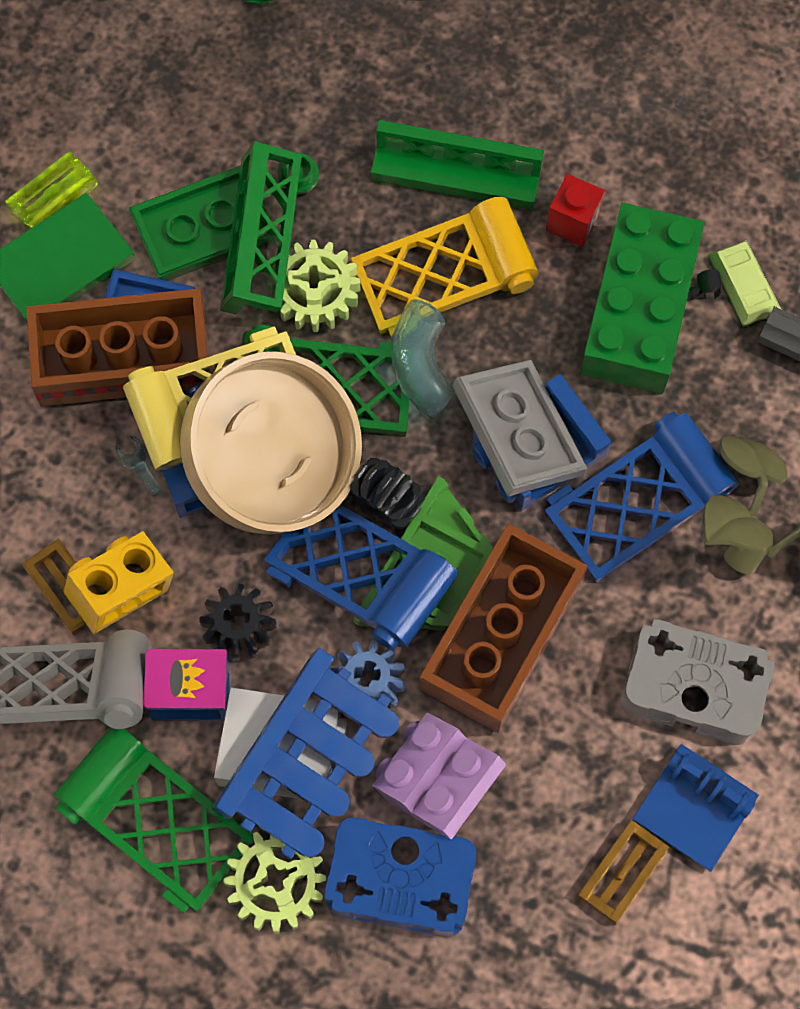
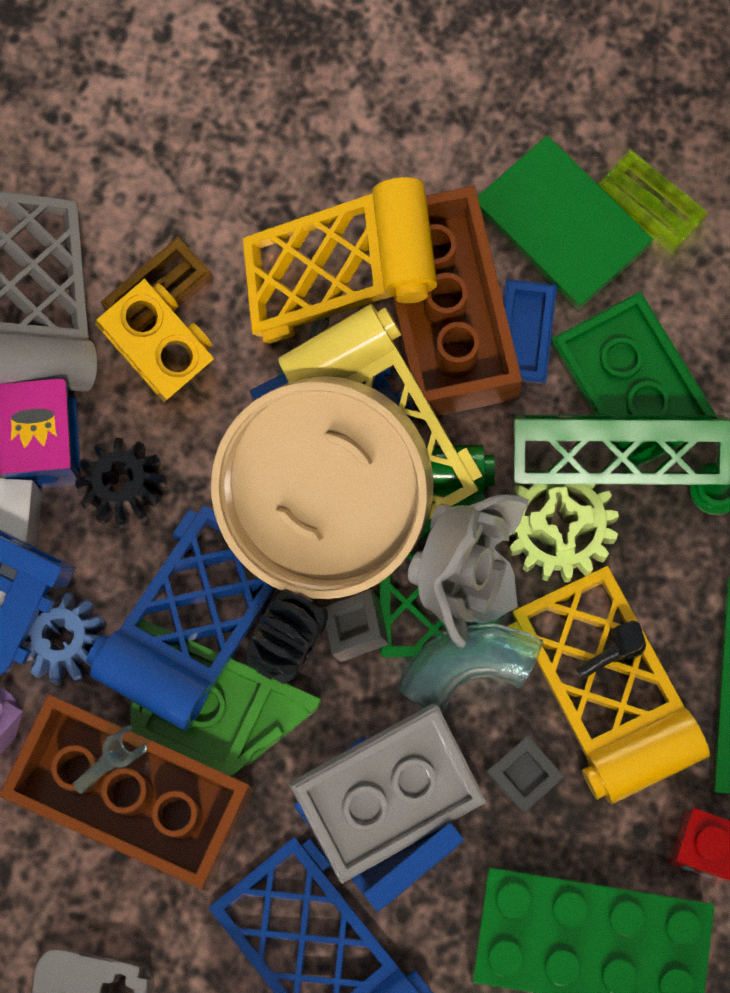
camera: 90 degrees right, 5 degrees up
(79, 364) = (398, 249): none -> yellow piece
(358, 348) = (460, 567): none -> light grey brick
(383, 442) = (356, 626): none -> dark grey plate
(415, 243) = (629, 645): none -> black hand
(480, 622) = (113, 756): none -> clear light blue hand
(510, 333) = (525, 775): none -> dark grey plate

